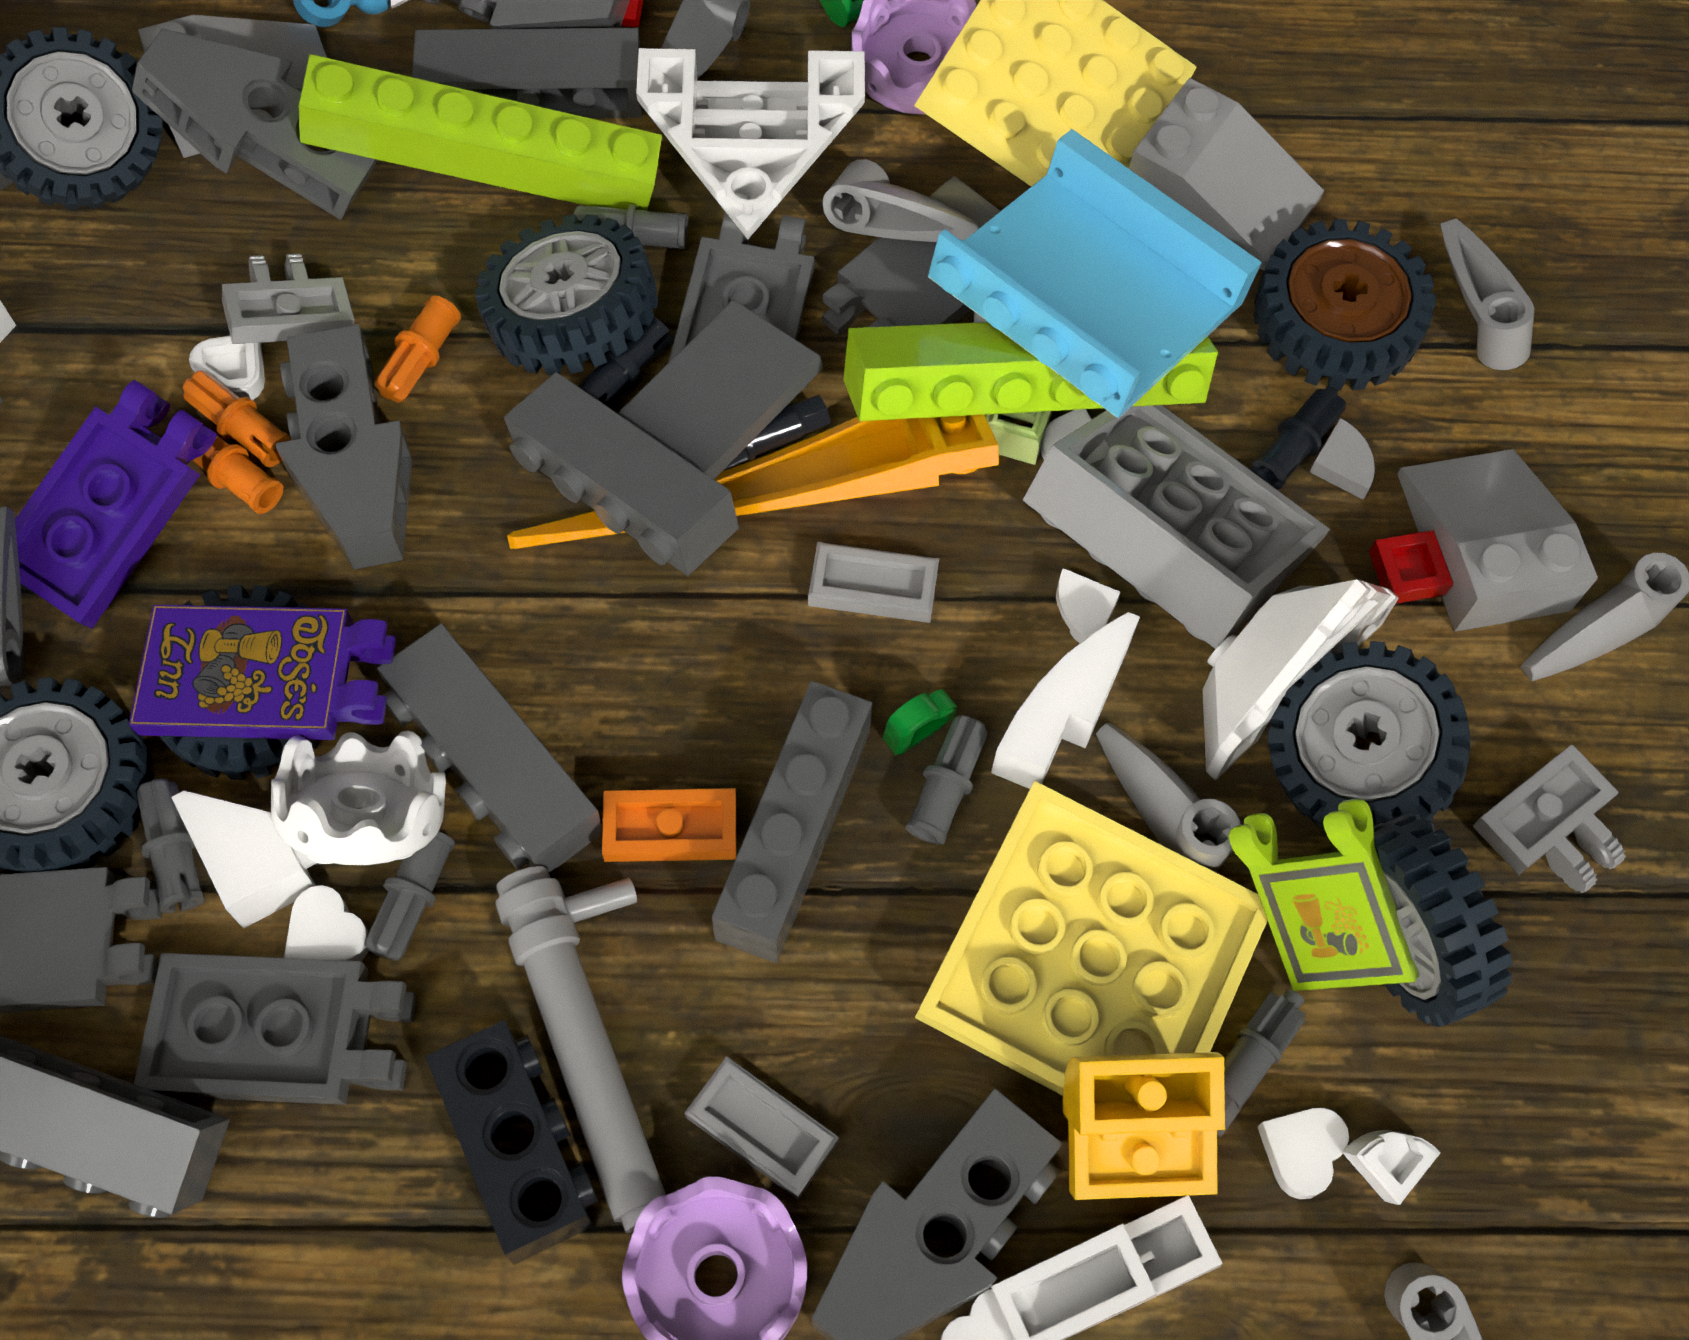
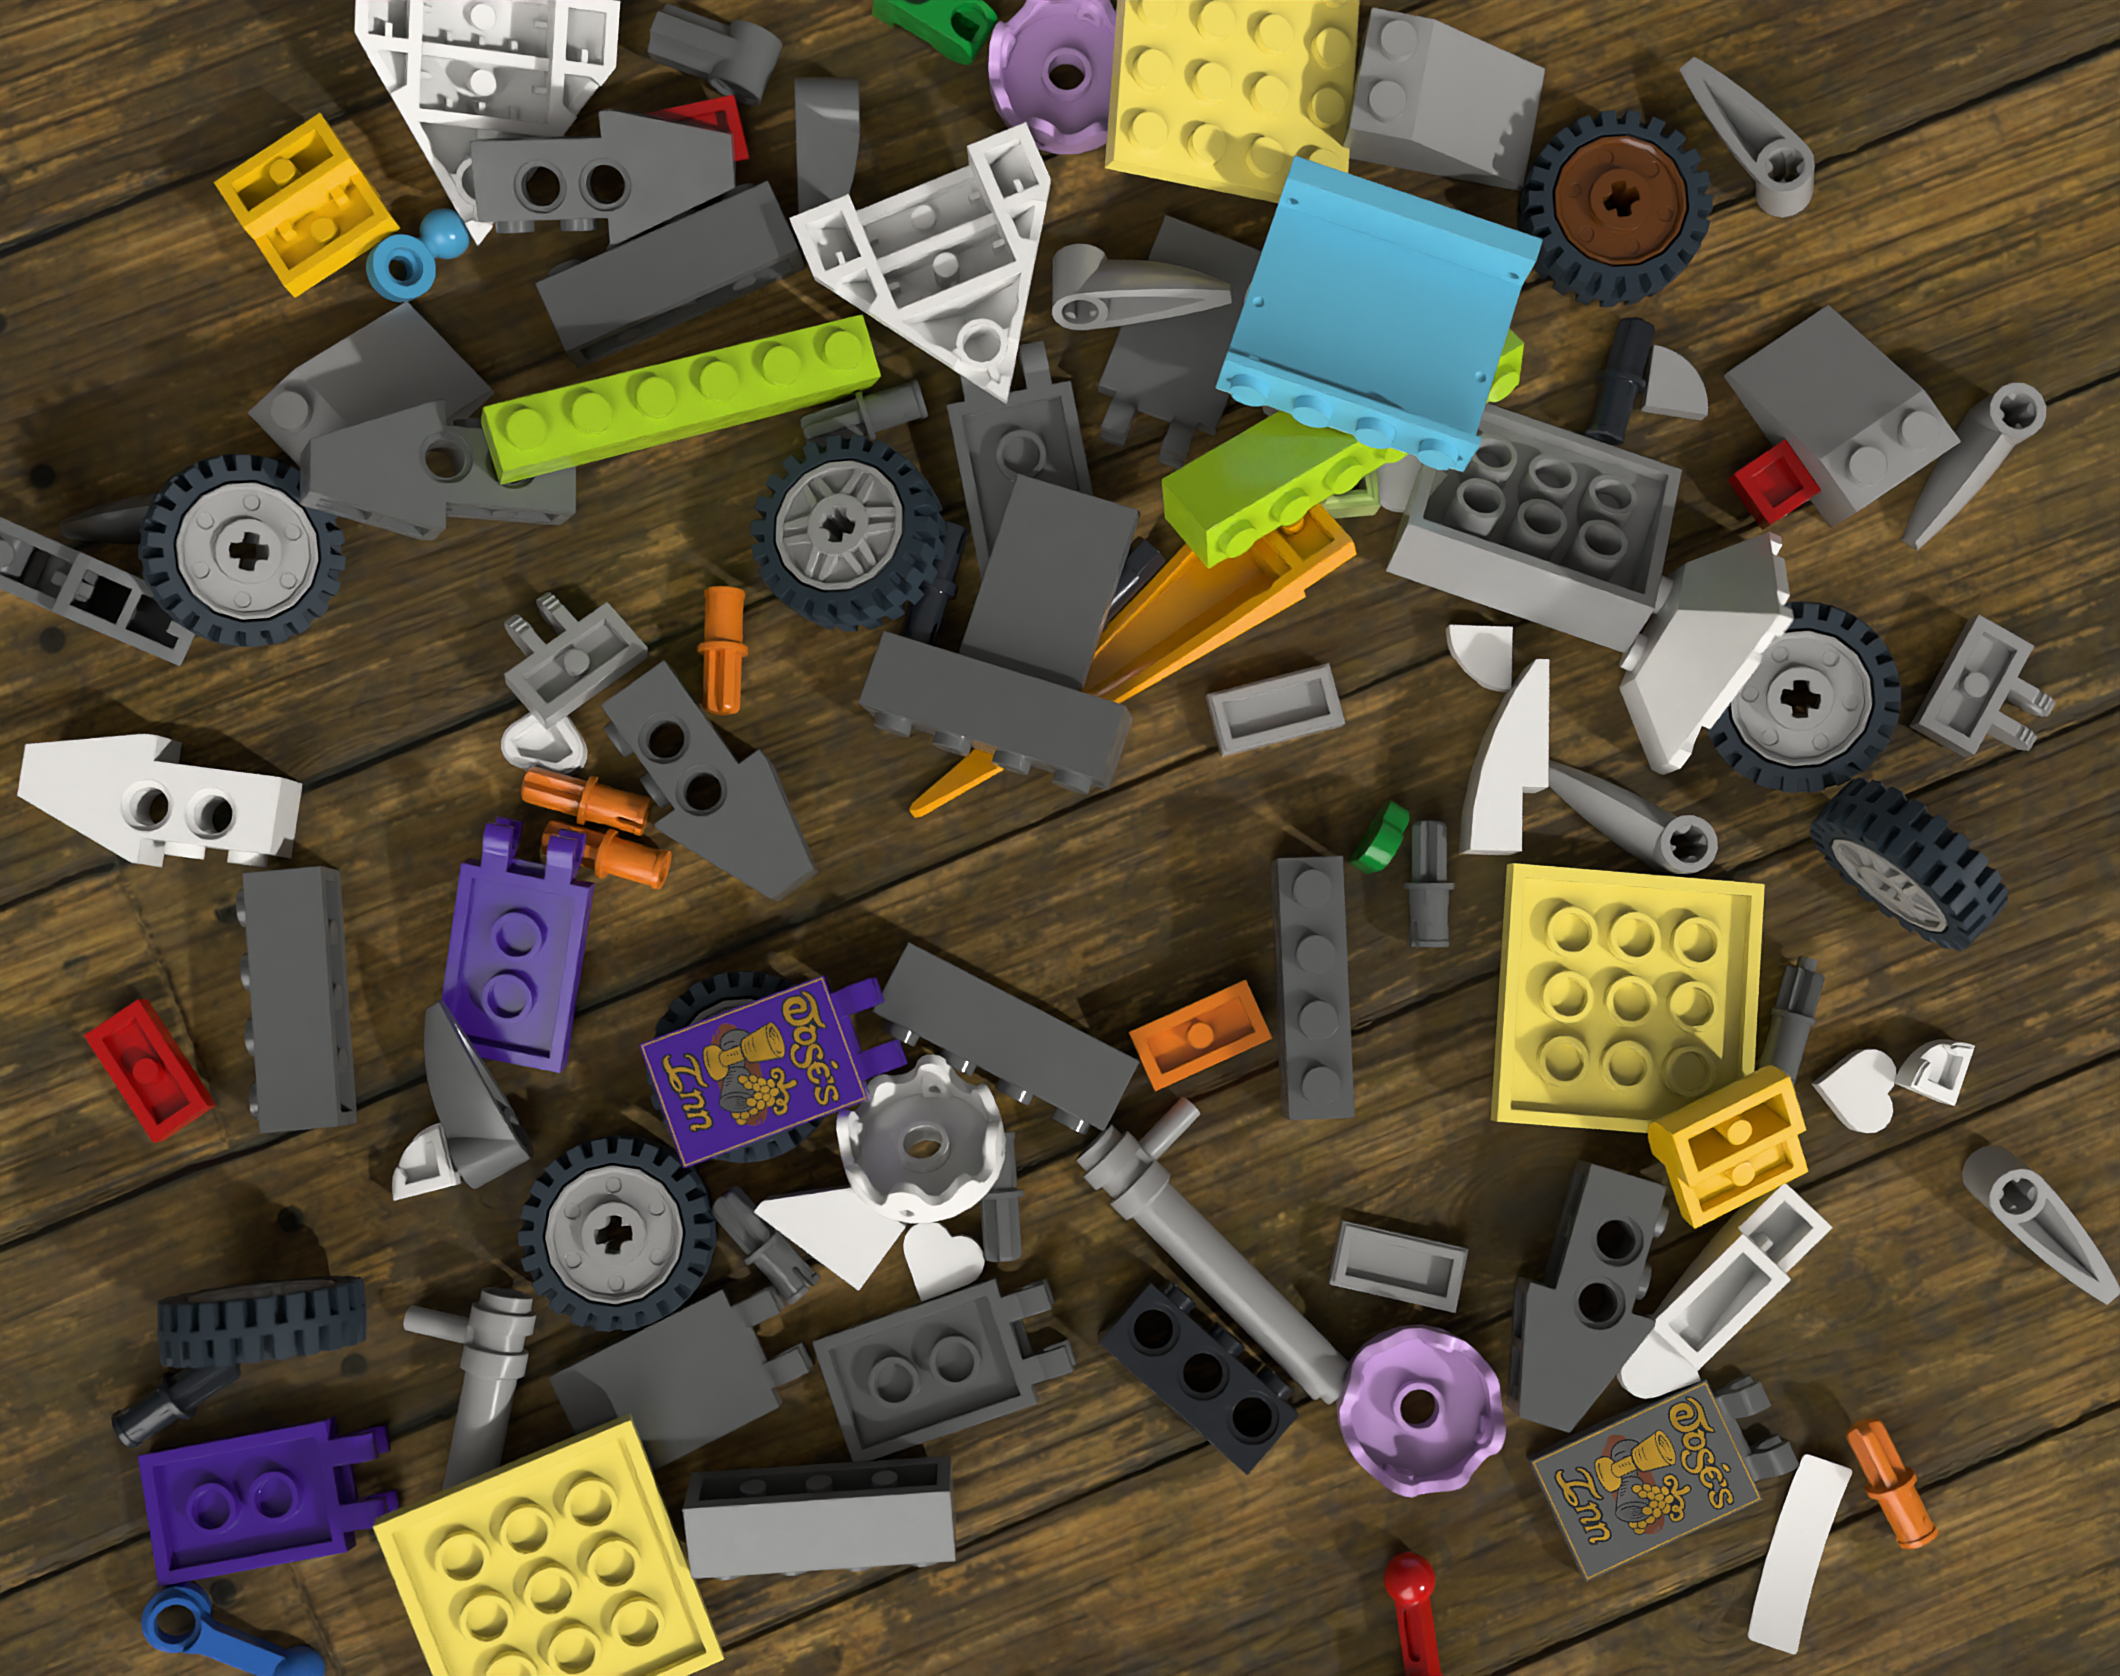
camera: 25 degrees left, 20 degrees up
(1330, 908) = (1822, 889): lime flag -> none

